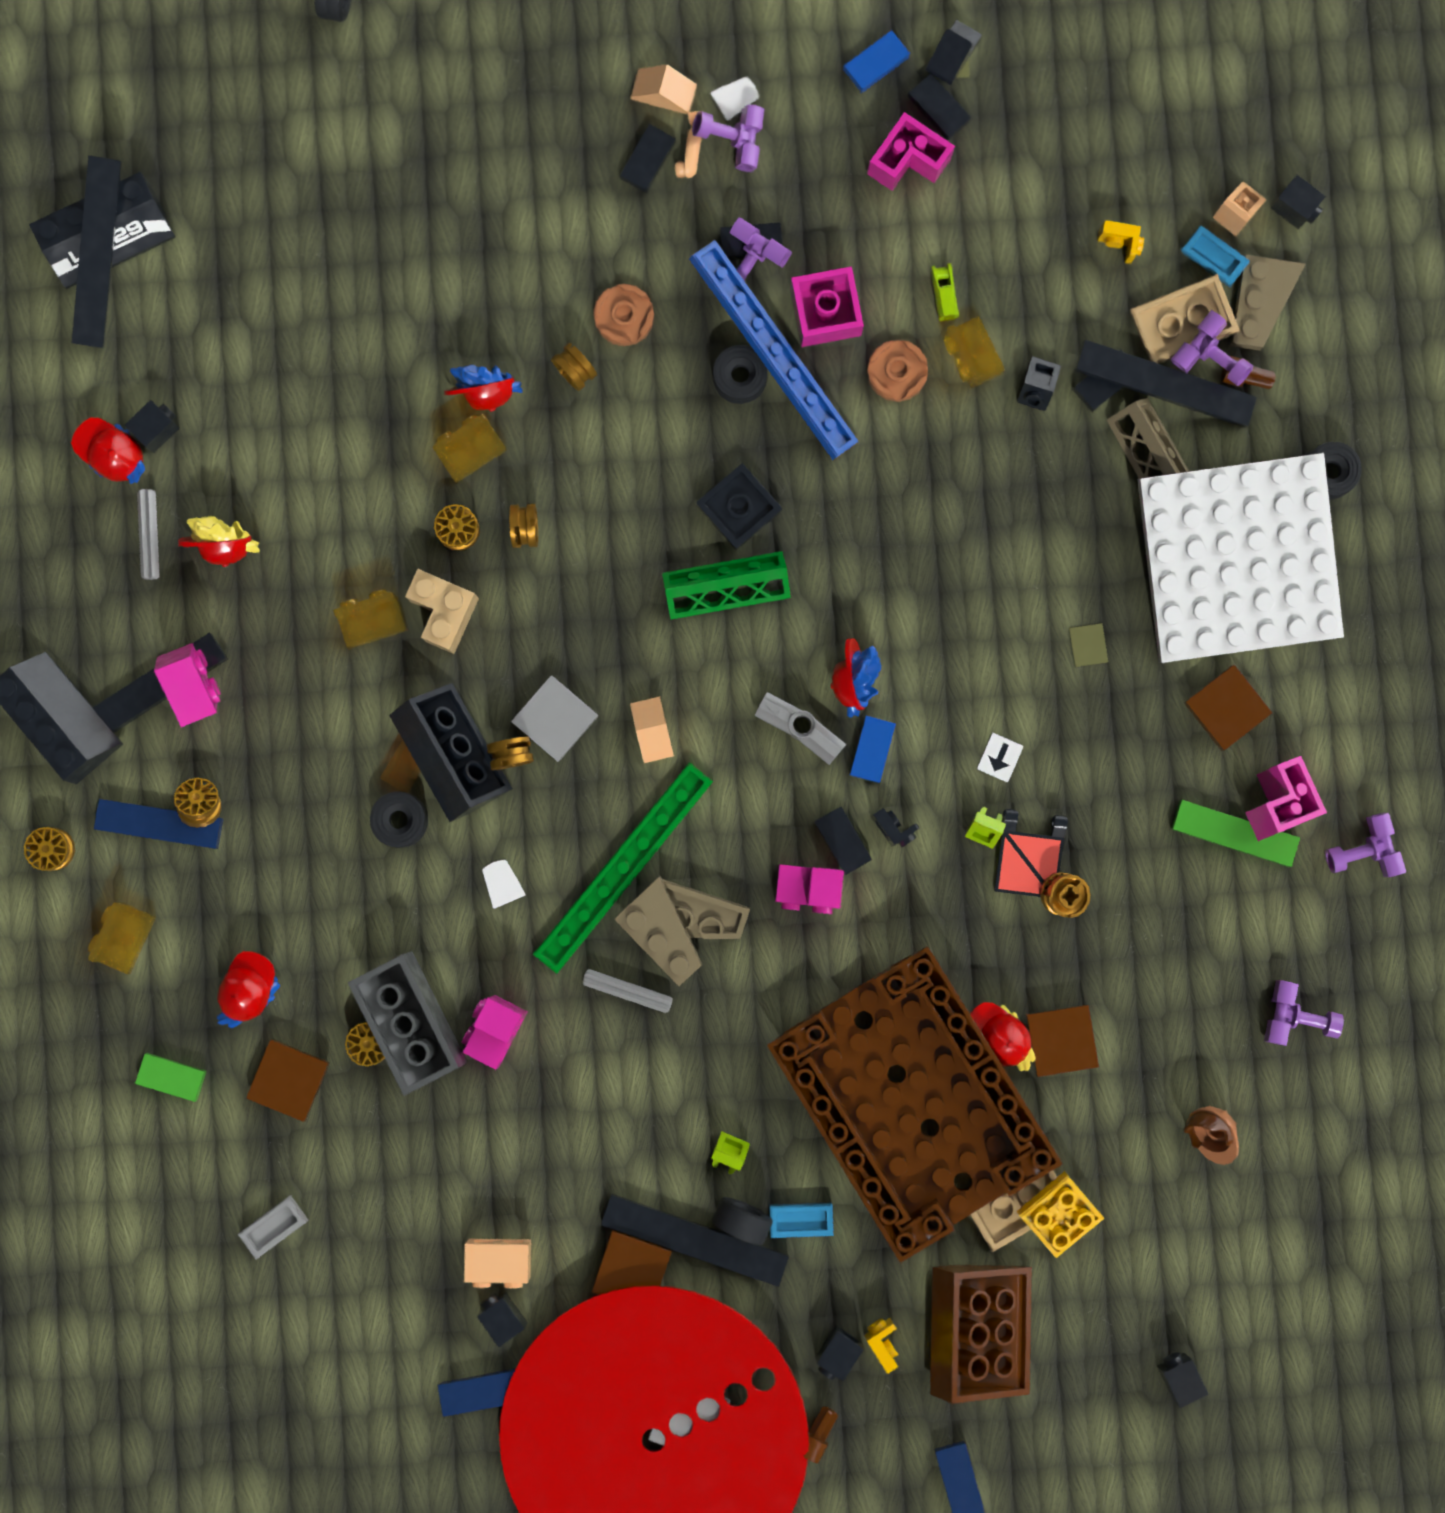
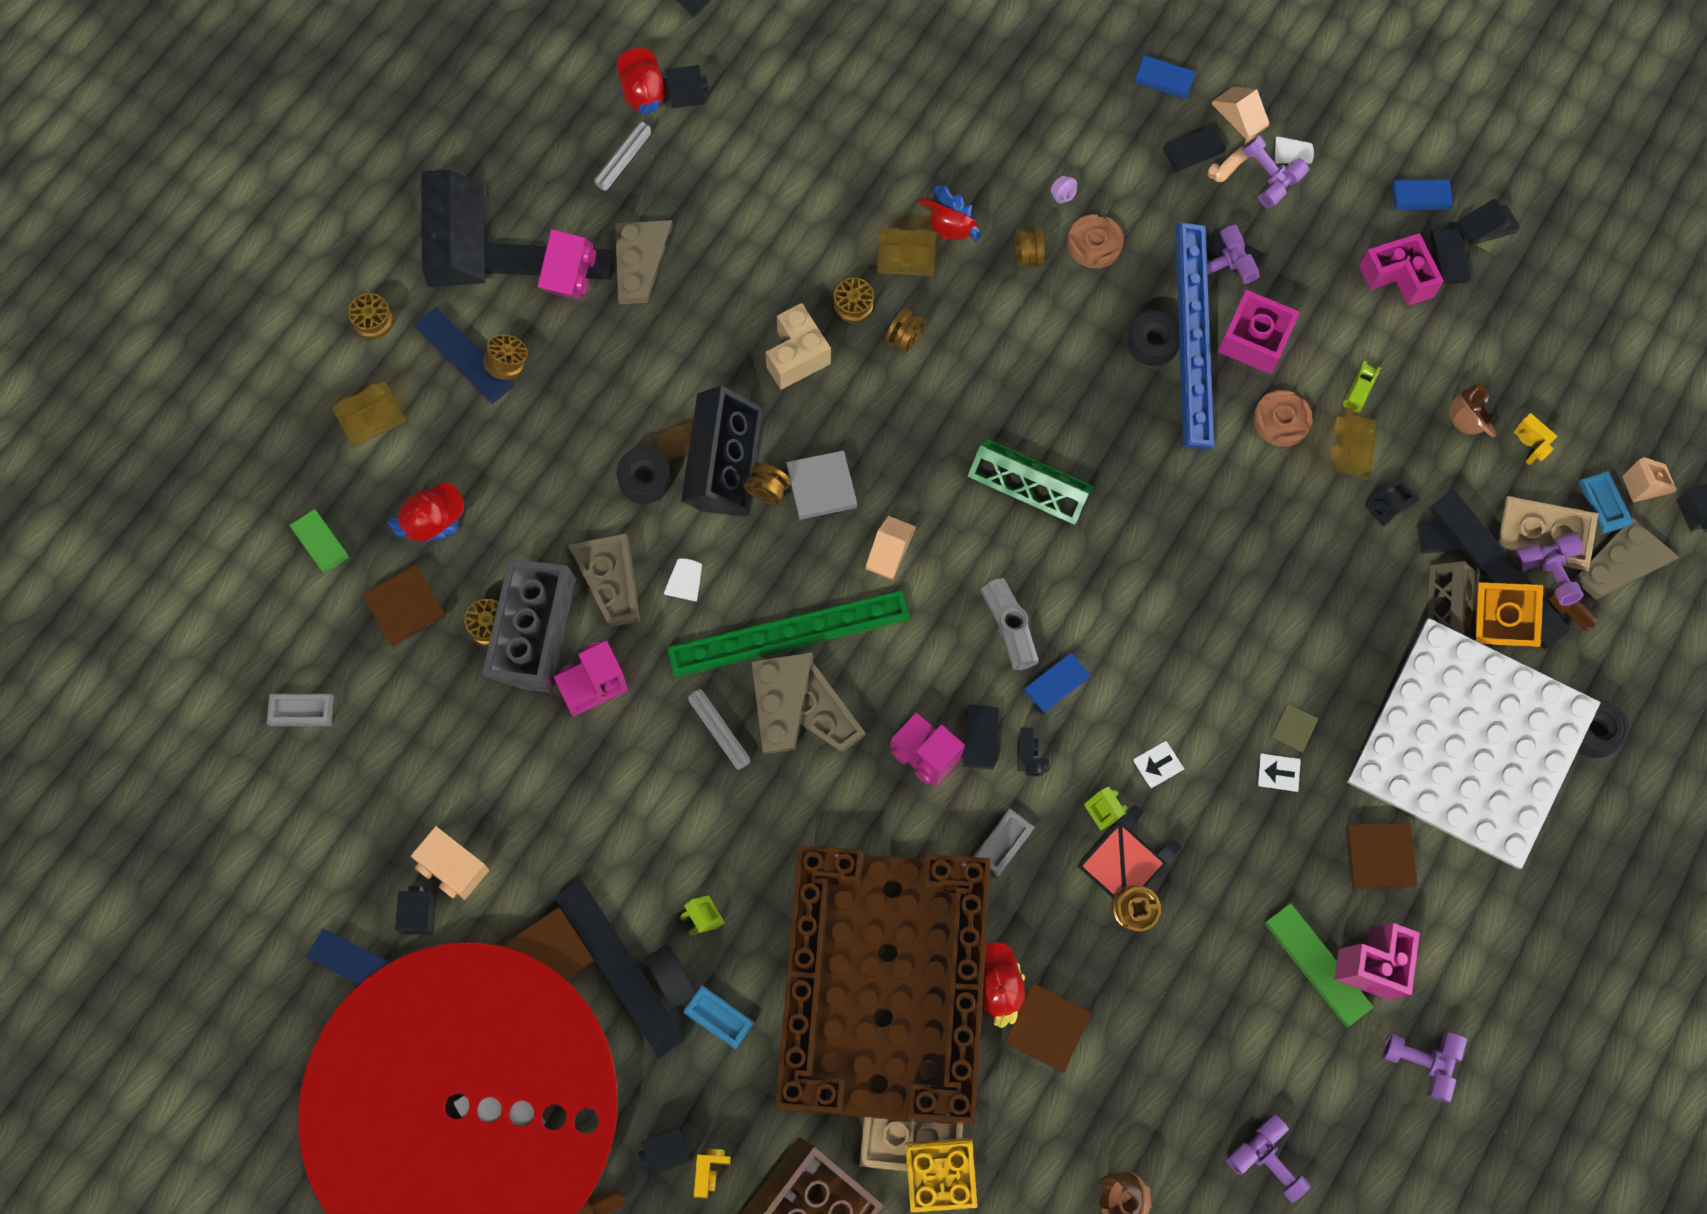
camera: 35 degrees right, 15 degrees down
(218, 541) = (669, 191): hair -> none
(237, 621) = (638, 257): none -> dark tan wing
(370, 618) = (738, 319): clear yellow bracket -> none
(439, 928) = (610, 575): none -> dark tan wing
(562, 285) = (1064, 189): none -> lavender plate
(572, 103) = (1165, 77): none -> blue tile
(739, 506) = (1083, 430): black plate -> none
(855, 676) = (1084, 615): hair -> none
(923, 915) = (1005, 841): none -> light grey tile
(1055, 255) = (1469, 411): none -> nougat piece
(1100, 693) = (1279, 772): none -> white sticker
(1201, 425) = (1508, 614): none -> light orange brick

